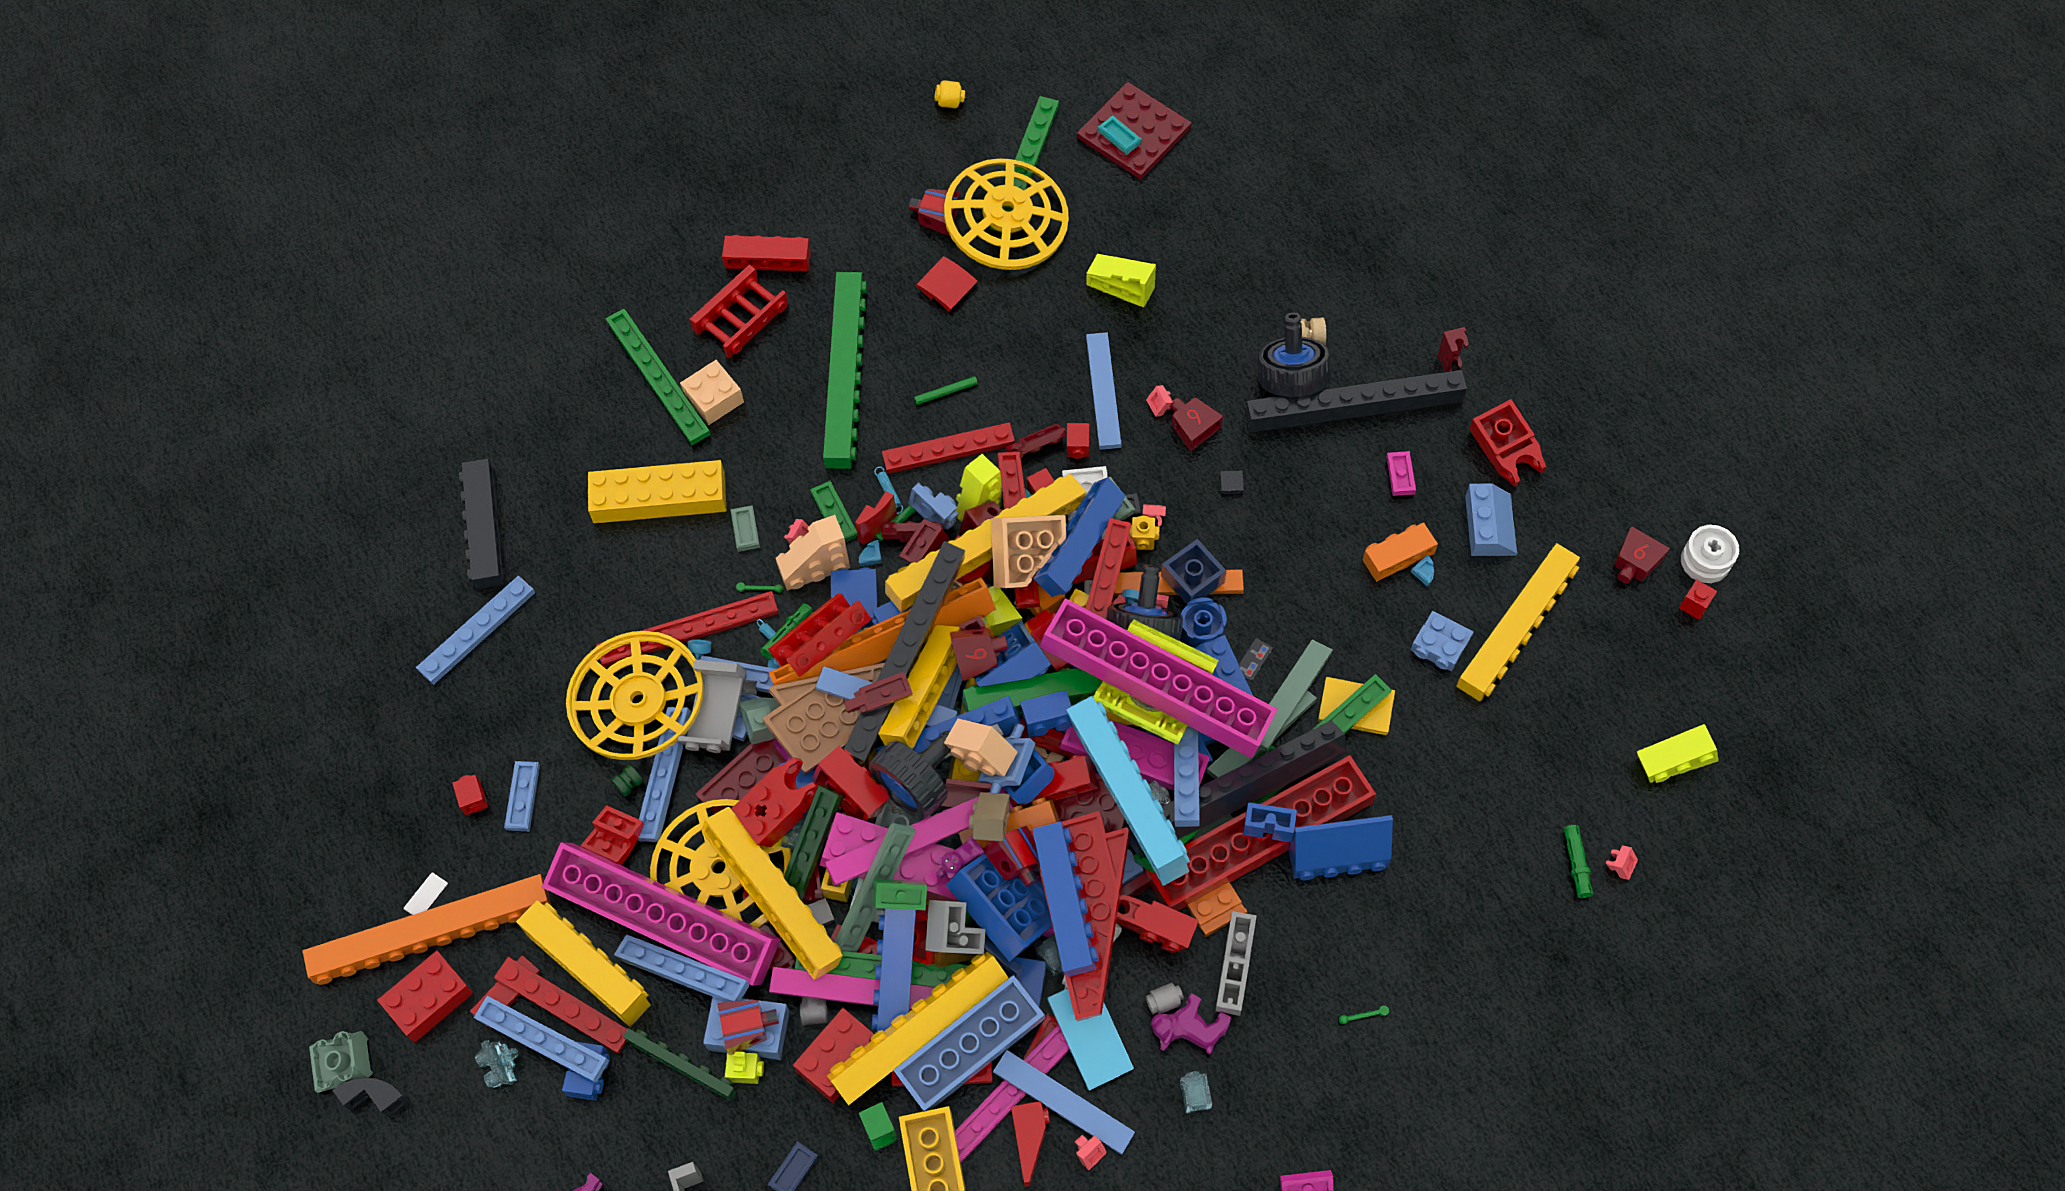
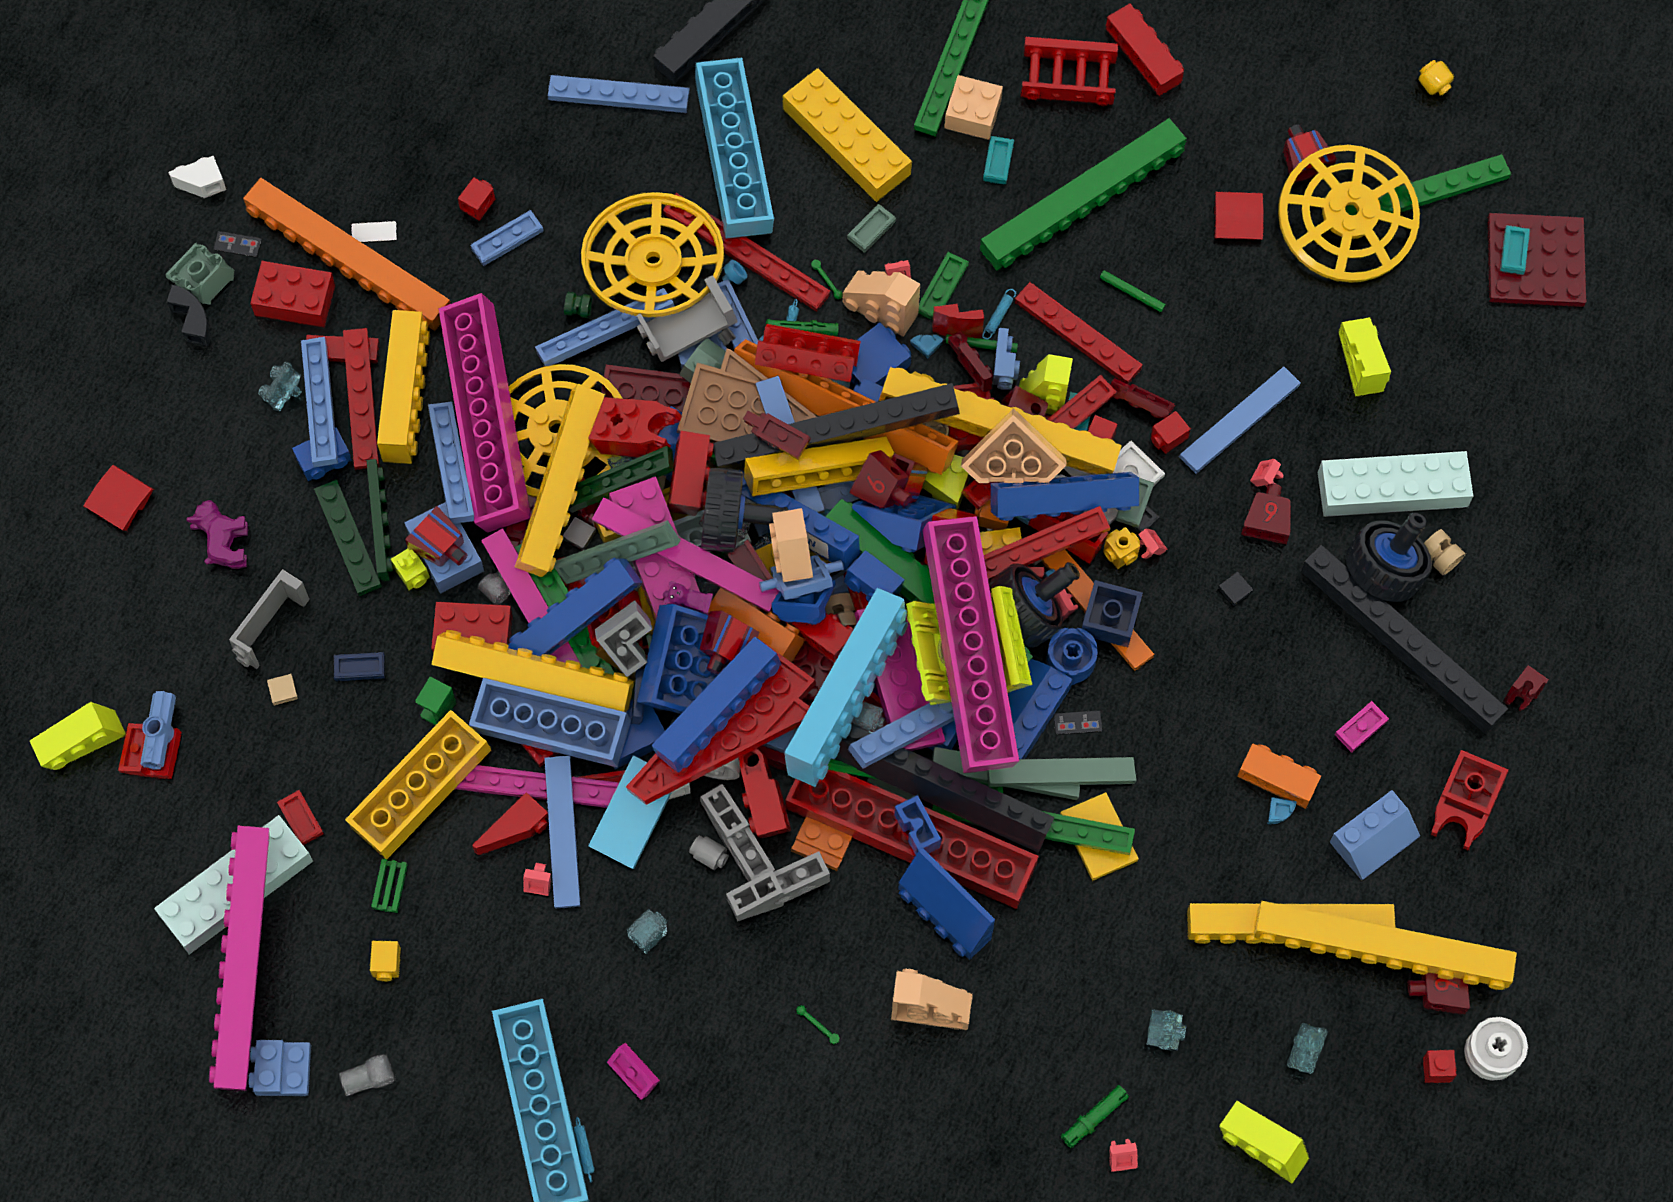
camera: 50 degrees right, 5 degrees up
(256, 1001) = (199, 177): none -> white slope
(339, 1013) = (237, 243): none -> black sticker
(599, 575) = (734, 148): none -> medium azure brick
(613, 835) = (523, 330): red slope -> none
(673, 1101) = (347, 538): none -> dark green plate
(766, 406) = (998, 160): none -> teal tile
(899, 894) = (620, 573): green panel -> none
(925, 540) = (964, 375): dark red panel -> none
(990, 816) = (739, 596): dark tan brick -> none
(1168, 965) = (735, 833): none -> light grey brick
(1189, 1026) = (700, 888): magenta animal -> none
(1233, 326) = (1395, 483): none -> light aqua brick
(1408, 917) = (929, 1001): none -> light nougat brick
(1441, 641) = (1219, 868): medium blue plate -> none
(1545, 763) = (1165, 1029): none -> clear light blue brick
(1585, 569) = (1385, 945): none -> yellow brick
(1625, 675) = (1307, 1048): none -> clear light blue hips

